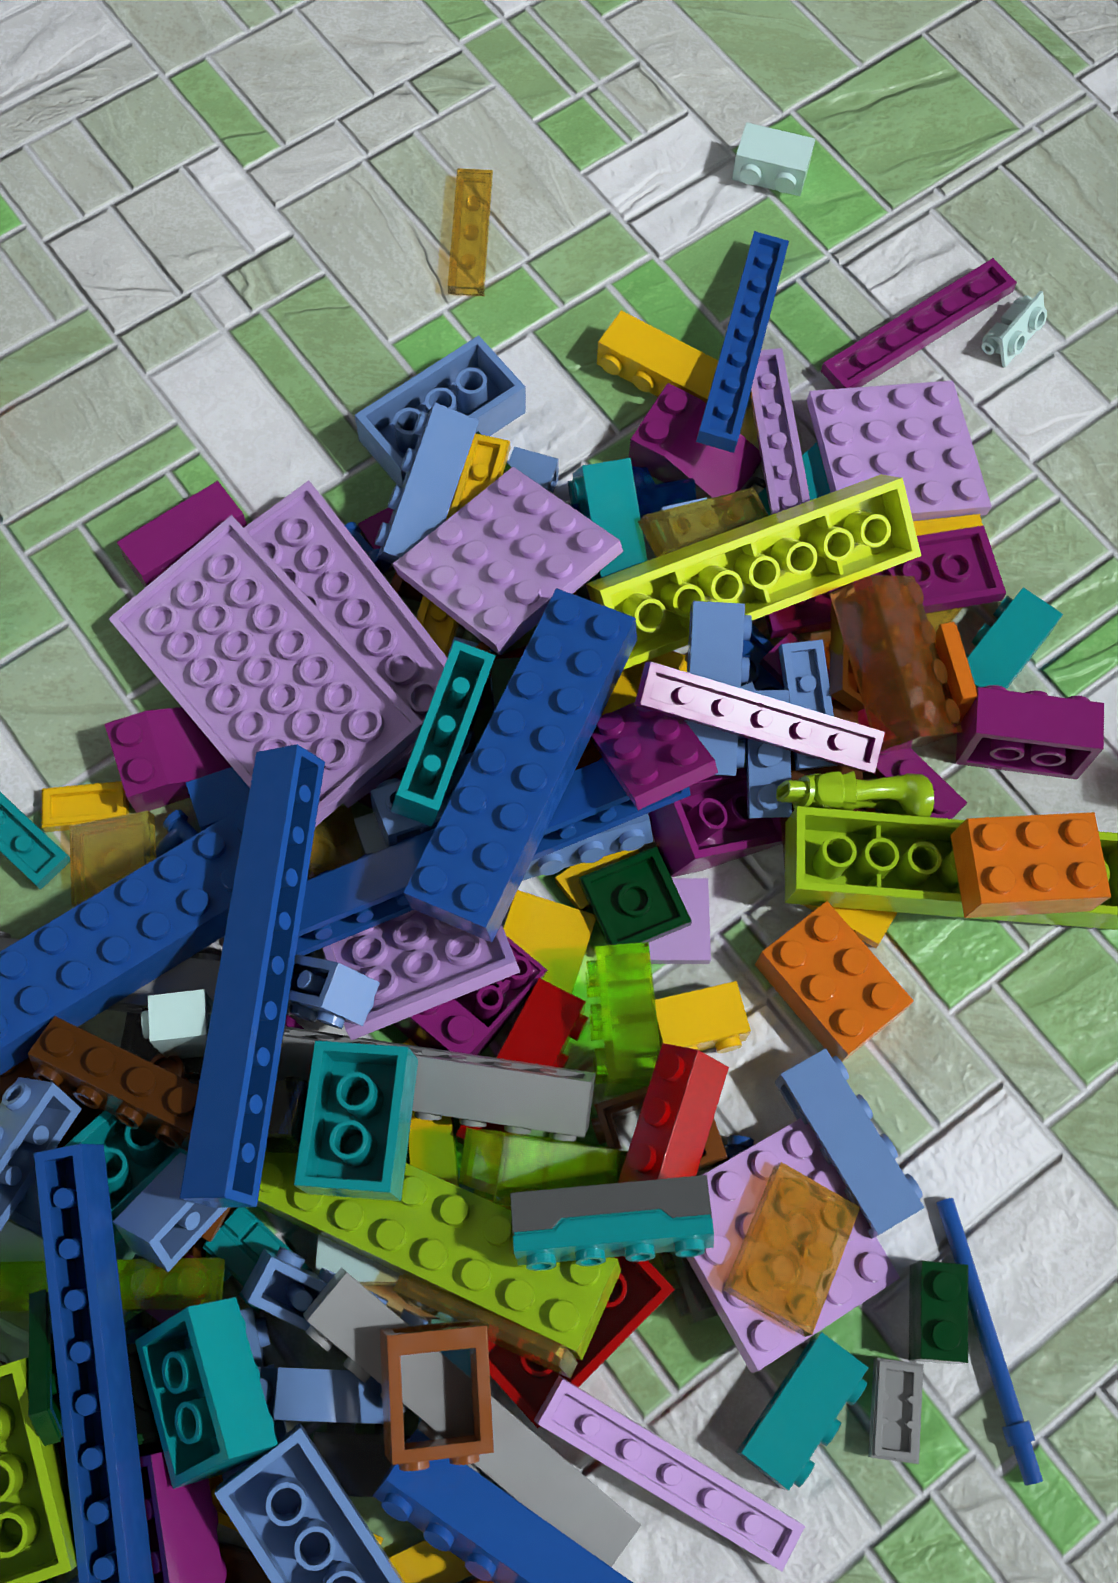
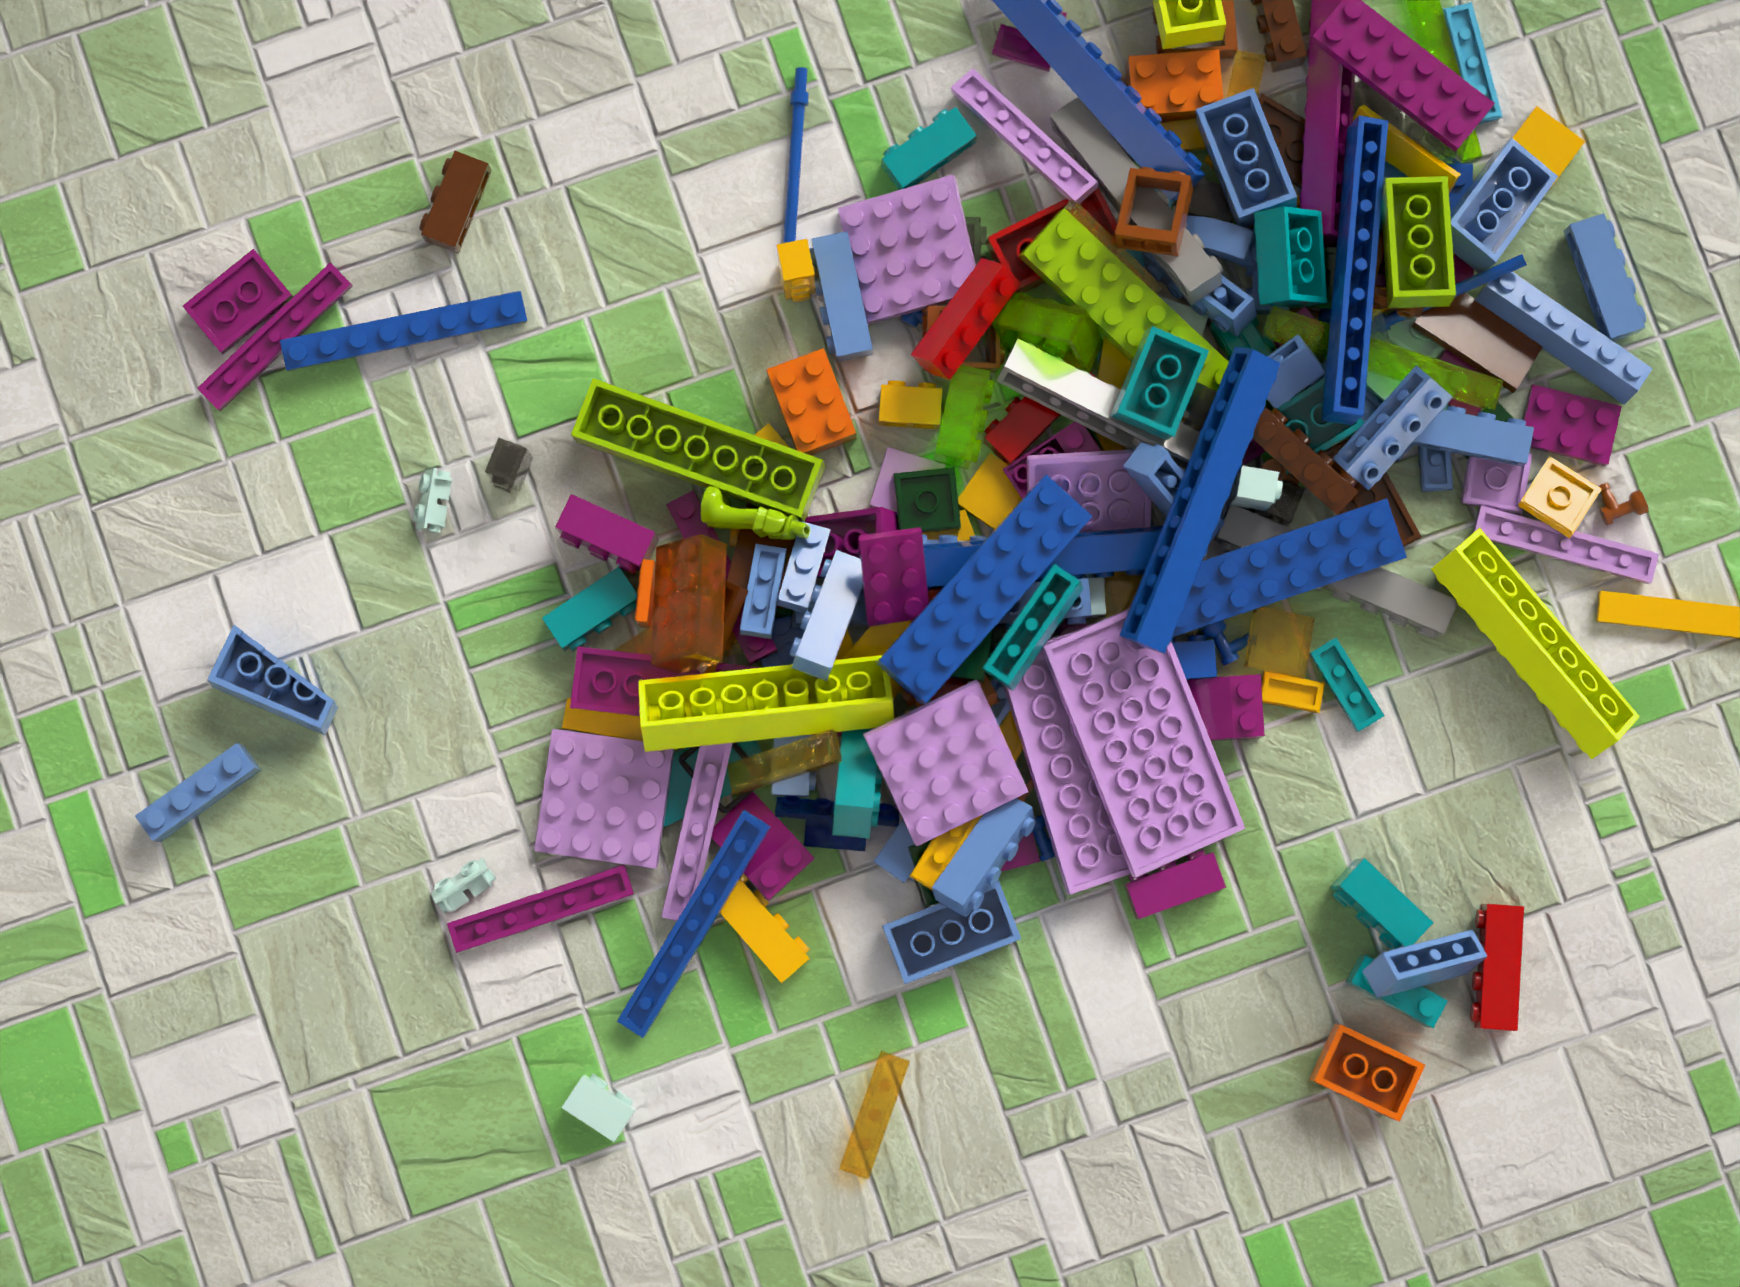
camera: 165 degrees left, 15 degrees up
(43, 1388) = (1381, 297): dark green tile -> none
(612, 1222) = (1022, 271): piece -> none
(759, 717) = (810, 575): plate -> none
(792, 1249) = (905, 238): clear yellow plate -> none
(896, 1410) = (870, 133): light grey plate -> none
(933, 1144) = (796, 270): none -> yellow brick
(938, 1312) = (823, 178): dark green brick -> none
(1030, 865) = (660, 425): orange brick -> none

